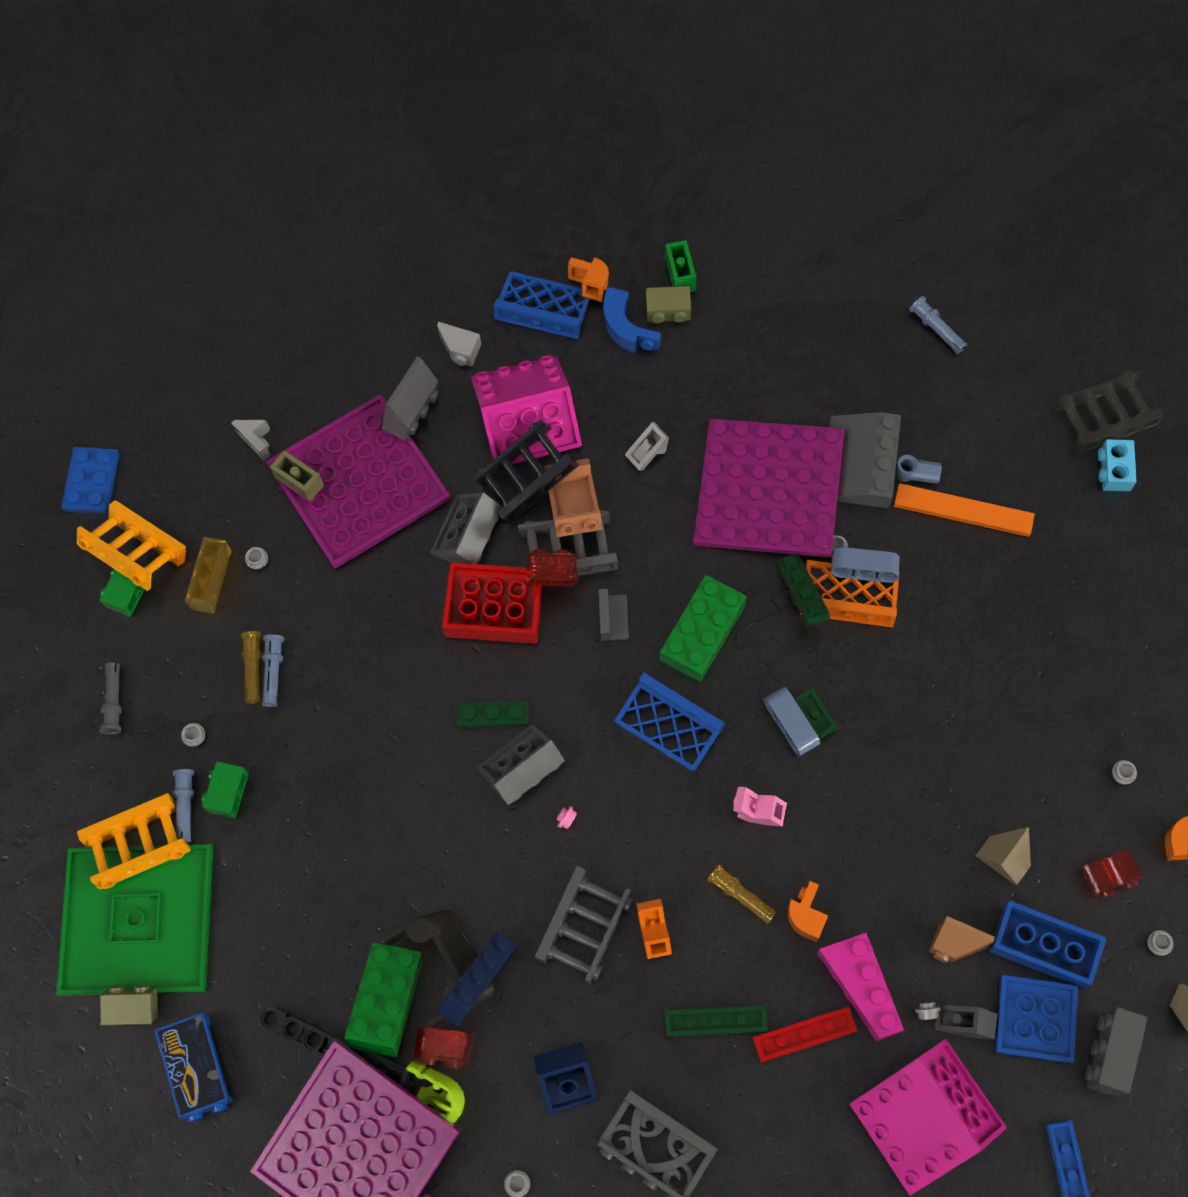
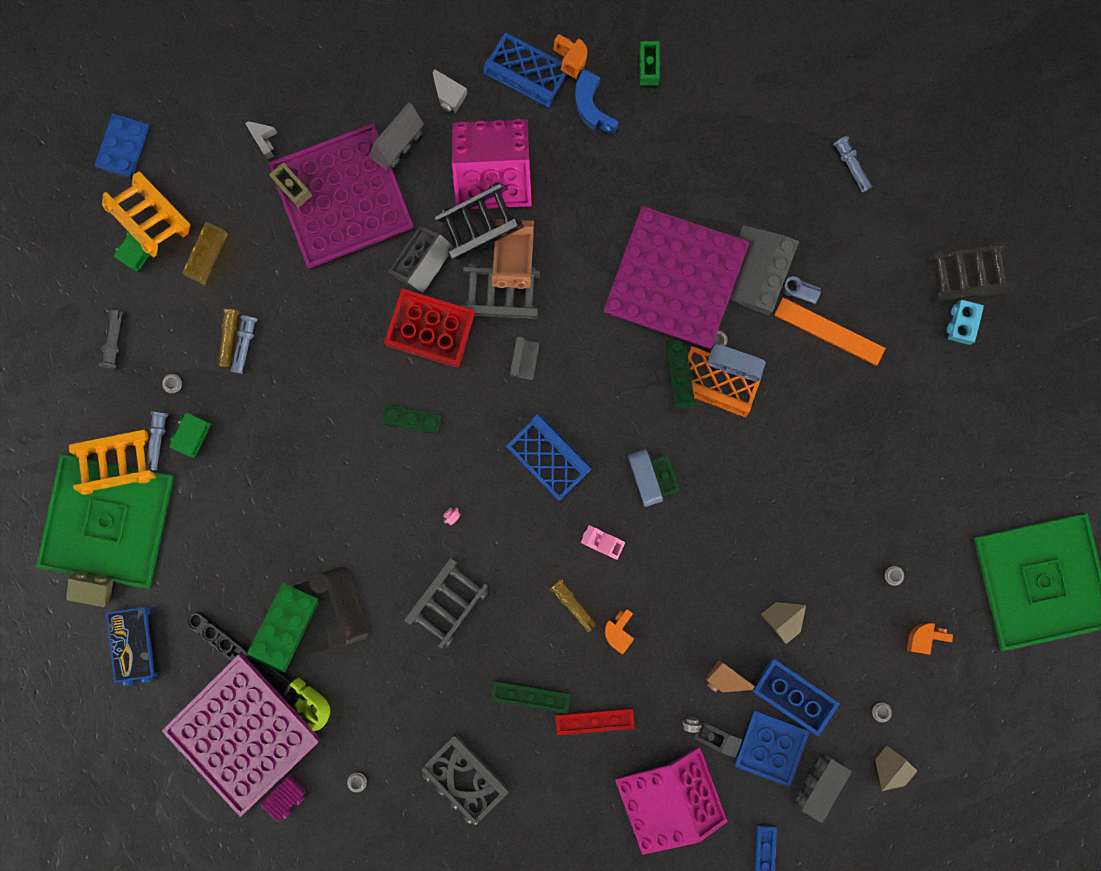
camera: 10 degrees right, 15 degrees up
(256, 558) = (246, 245): light grey plate -> none
(442, 1046) = (320, 672): clear red brick -> none
(477, 978) = (356, 630): dark blue arch -> none
(521, 764) = (424, 465): dark grey slope -> none
(551, 568) = (481, 313): clear red brick -> none
(565, 1078) = (408, 714): dark blue slope -> none
(648, 445) = (584, 220): light grey slope -> none
(654, 928) = (499, 619): orange brick -> none
(668, 304) = (631, 94): olive brick -> none
(703, 628) = (593, 386): green brick -> none
(861, 979) = (647, 691): dark pink wedge -> none
(1111, 874) = (860, 653): clear red brick -> none

